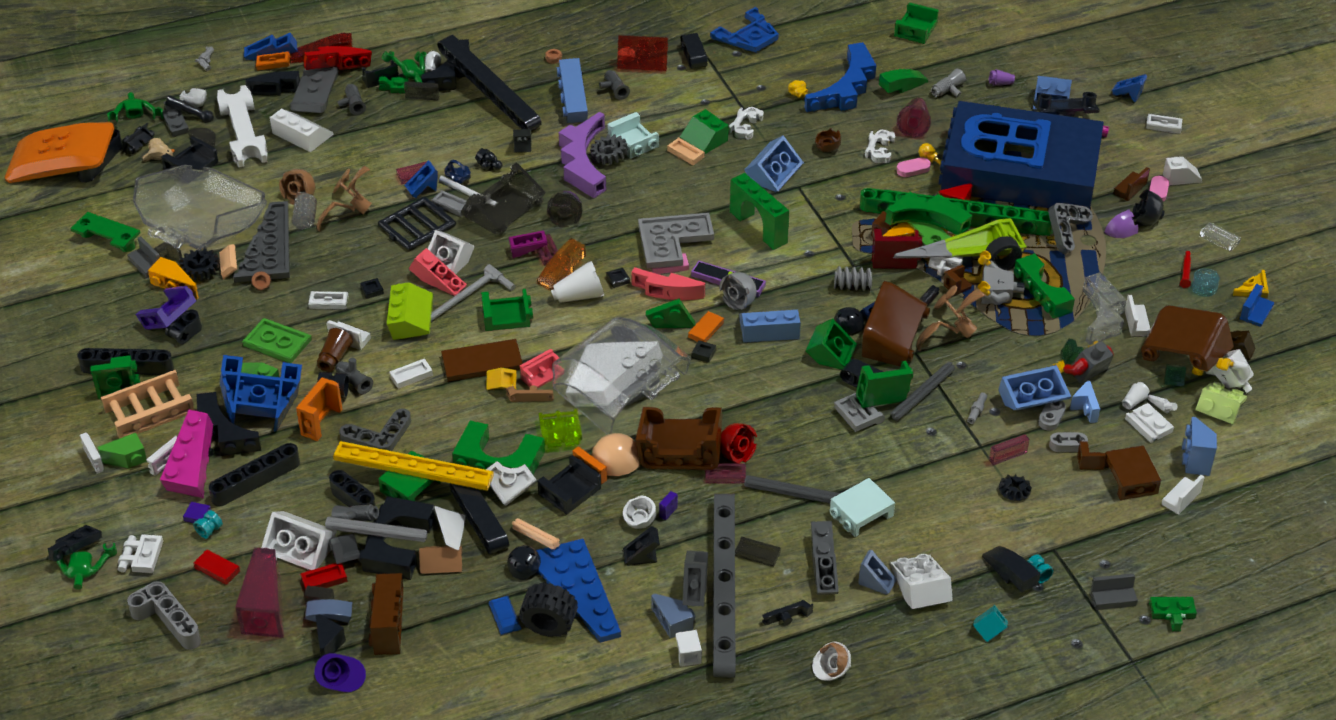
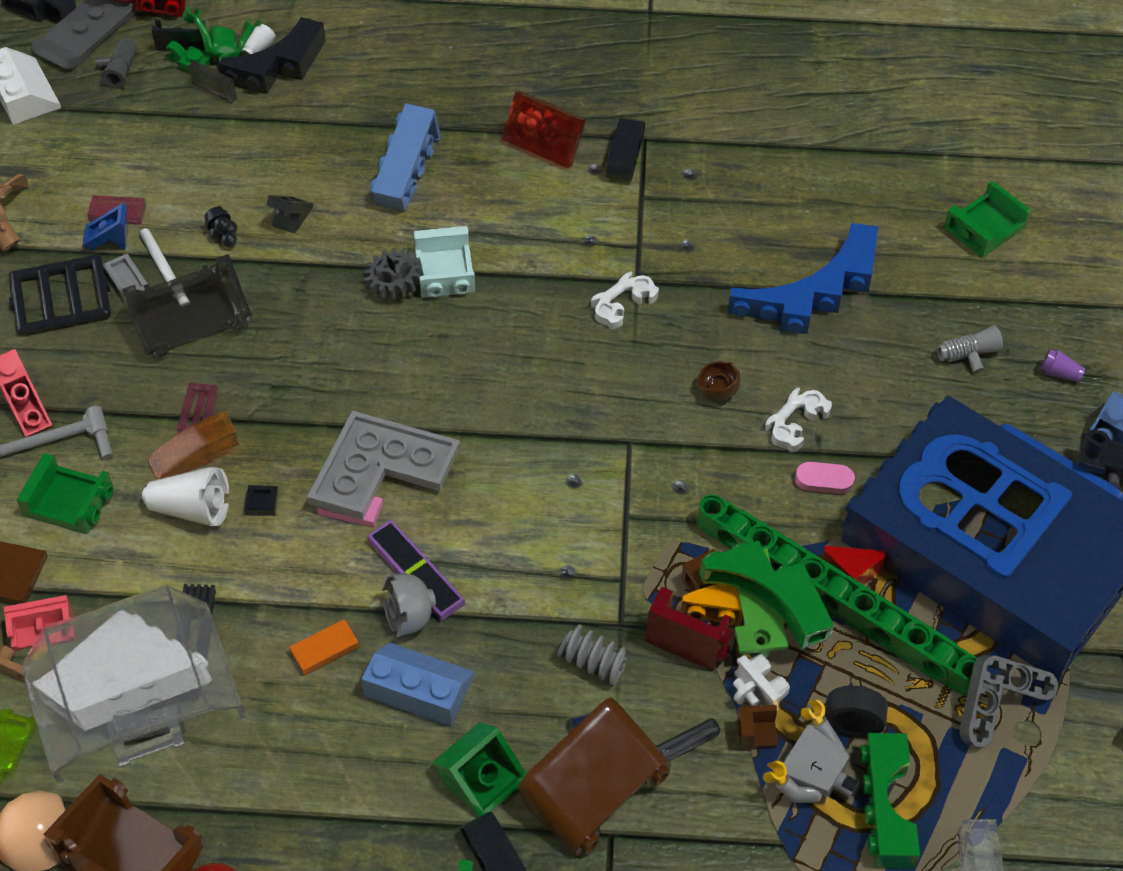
camera: 25 degrees right, 10 degrees up
(450, 250) = (58, 362): white slope -> none
(457, 174) = (166, 235): dark blue piece -> none
(489, 83) = (299, 106): black beam -> none
(523, 243) = (158, 380): magenta slope -> none
(553, 56) = (429, 87): nougat tile -> none
(564, 208) = (259, 352): clear smoke cylinder -> none
(577, 168) = (343, 263): medium lavender arch -> none
(614, 82) = (479, 163): dark grey piece -> none
(669, 287) = (317, 552): coral slope -> none
(670, 316) = (279, 606): green wing -> none
(685, 151) = (504, 316): light nougat tile -> none
(703, 351) = (292, 690): pearl dark grey tile -> none
(705, 131) = (548, 296): green slope -> none
(746, 195) = (523, 459): green arch -> none
(751, 37) = (725, 155): blue wing -> none
(774, 164) = (611, 393): medium blue slope -> none
(798, 88) = (735, 270): yellow piece -> none
(849, 319) = (541, 719): black helmet -> none
(901, 80) = (902, 313): green slope -> none
(914, 118) = (876, 389): clear pink cone -> none
(927, 151) = (860, 460): yellow piece -> none
(963, 323) = (707, 810): medium nougat plant -> none
(968, 243) = (815, 668): lime plate -> none
(1122, 225) = (1096, 732): medium lavender brick -> none

